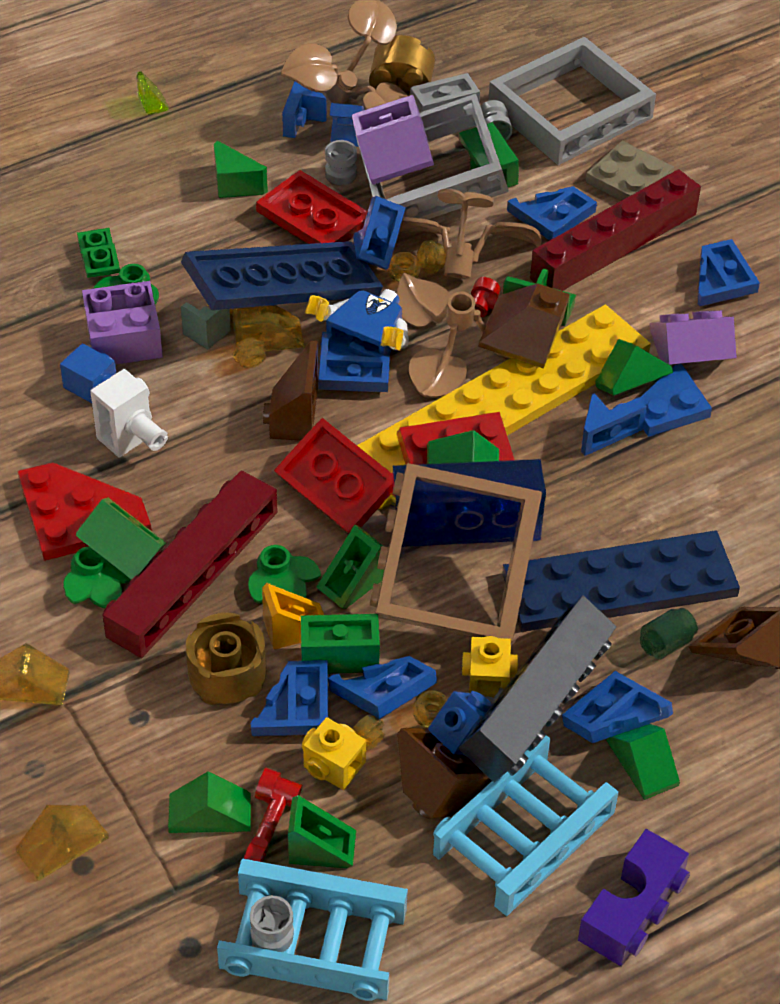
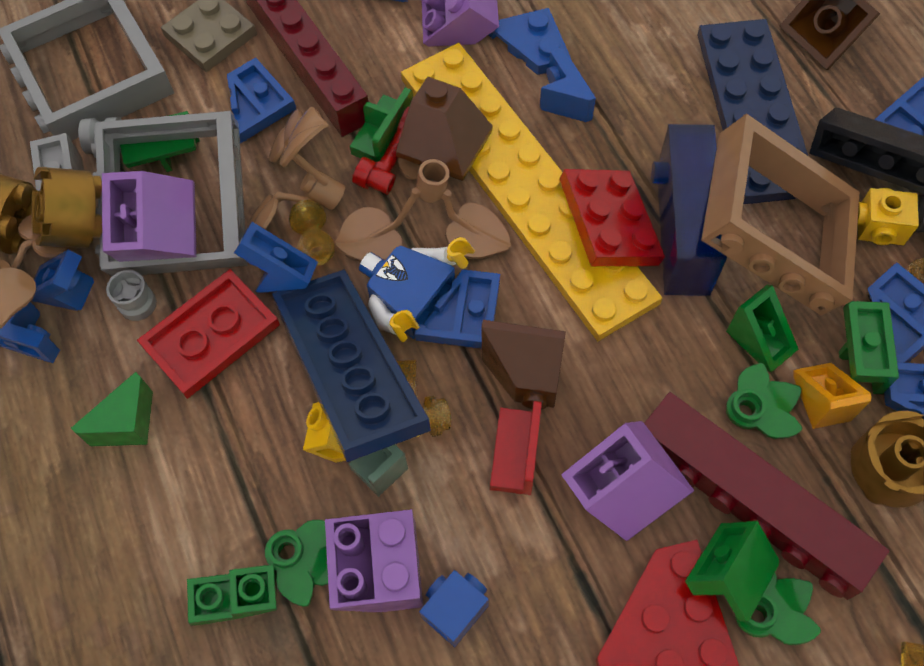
camera: 80 degrees left, 15 degrees up
(124, 414) = (547, 555): white brick -> none
(195, 460) = (627, 480): none -> medium lavender slope
(224, 410) = (515, 450): none -> red panel
(336, 476) = (638, 334): red plate -> none
(396, 83) = (66, 208): none -> pearl gold brick
(461, 448) = (640, 206): green slope -> none
(629, 367) = (500, 62): green slope -> none
(668, 633) = (824, 76): clear green brick -> none

